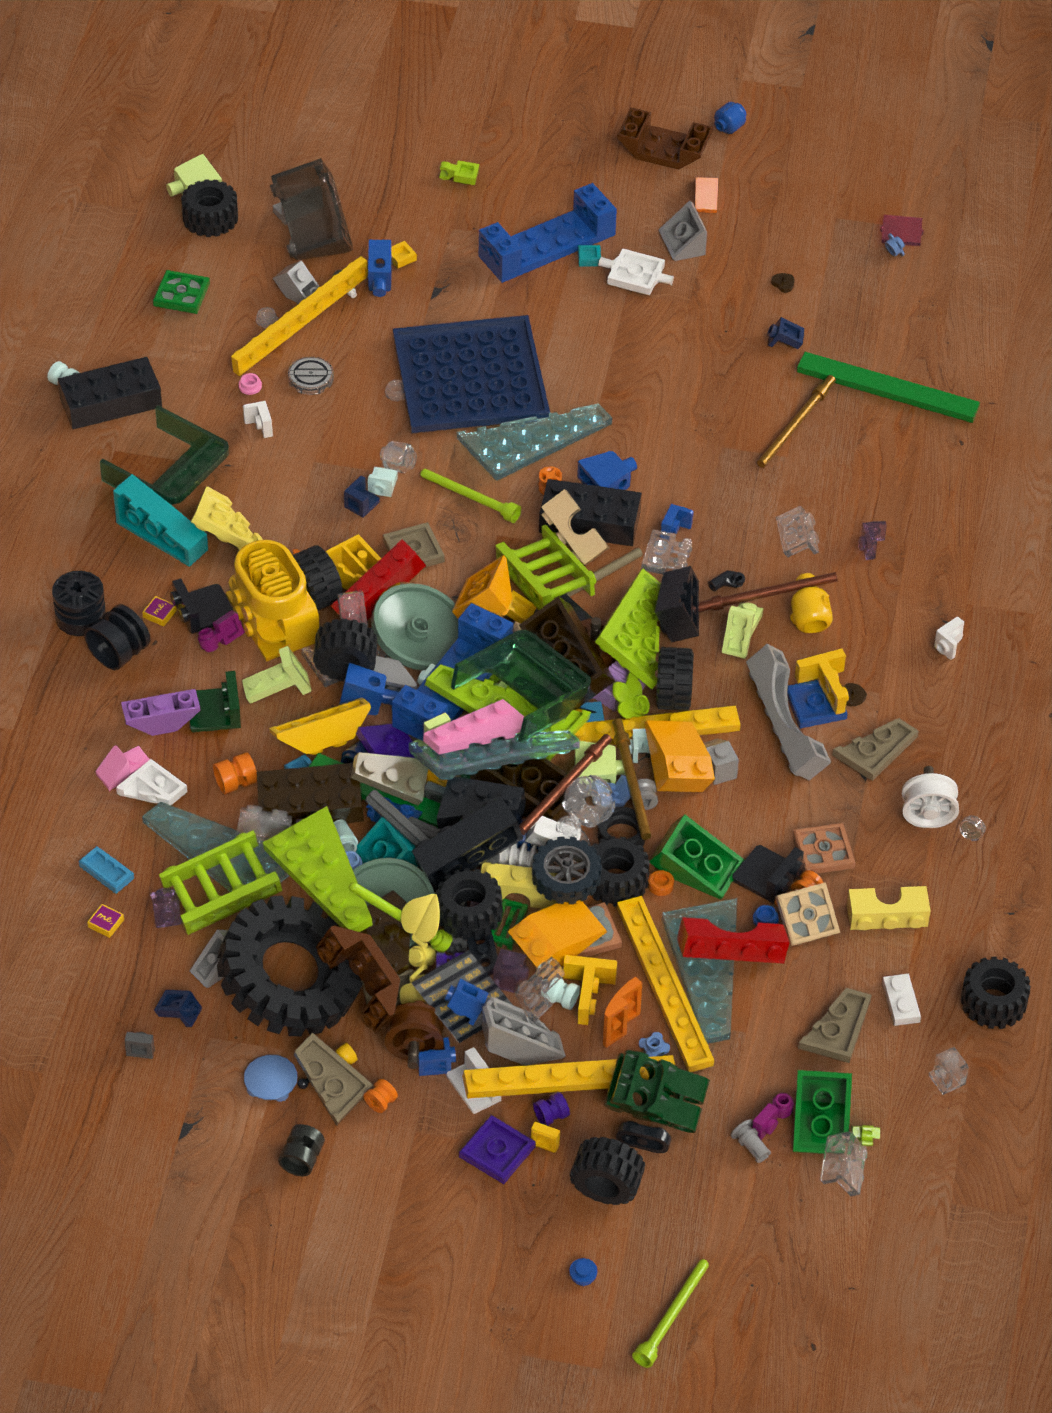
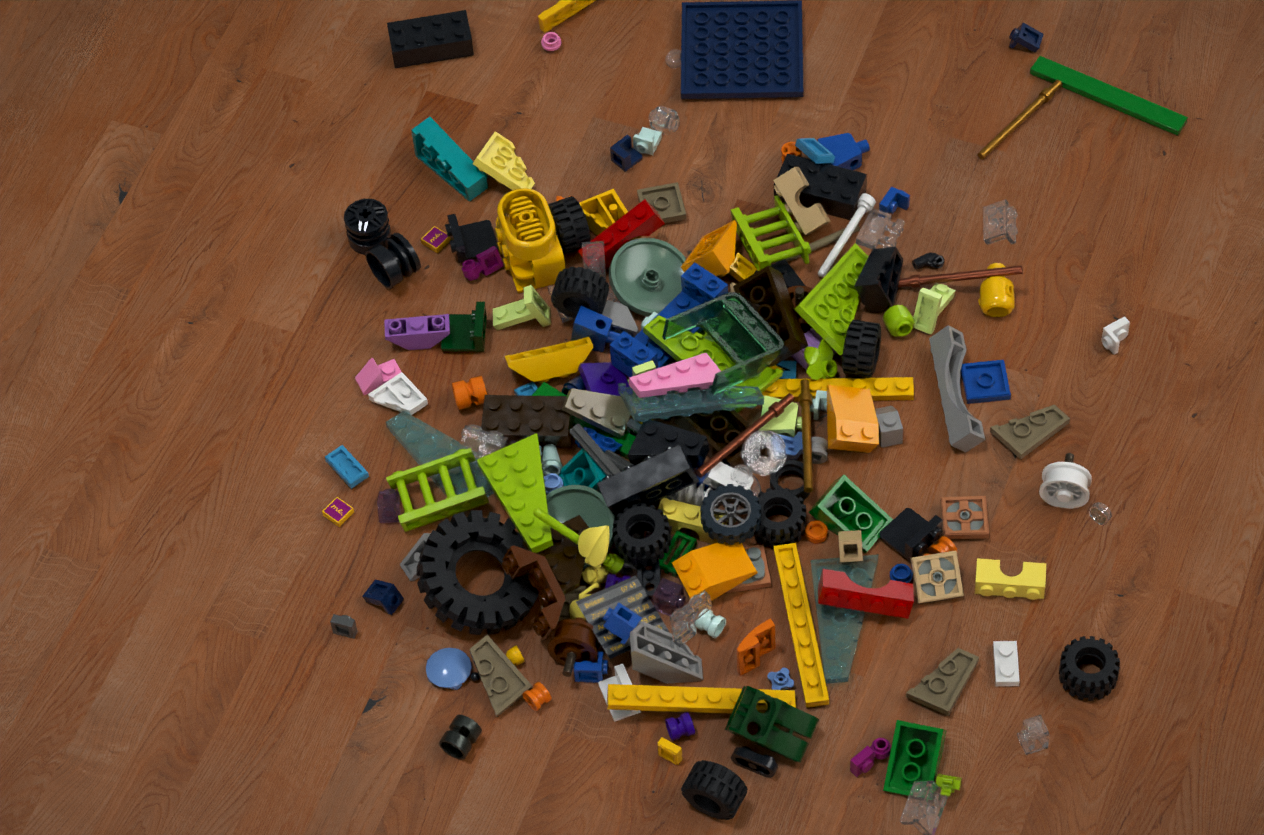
camera: 15 degrees right, 5 degrees up
(59, 370) = (392, 15): light aqua wheel -> none
(189, 470) = (483, 115): clear green windscreen -> none
(259, 414) = (551, 69): white bracket -> none
(310, 375) = (604, 38): tile -> none
(497, 1149) = (627, 756): dark purple plate -> none
(509, 511) = (751, 179): lime piece -> none
(529, 439) = (781, 114): clear light blue wing -> none
(578, 472) = (814, 150): none -> dark azure tile
(591, 973) = (738, 607): yellow bracket -> none
(645, 525) = (865, 204): none -> white piece
(705, 891) = (850, 546): none -> tan brick
(708, 646) = (898, 320): none -> lime head
(749, 1138) = (846, 775): light grey pin -> none
(825, 669) = (996, 352): yellow bracket -> none
(856, 694) = (1021, 378): dark brown piece -> none
(870, 534) = (1064, 229): bracket -> none

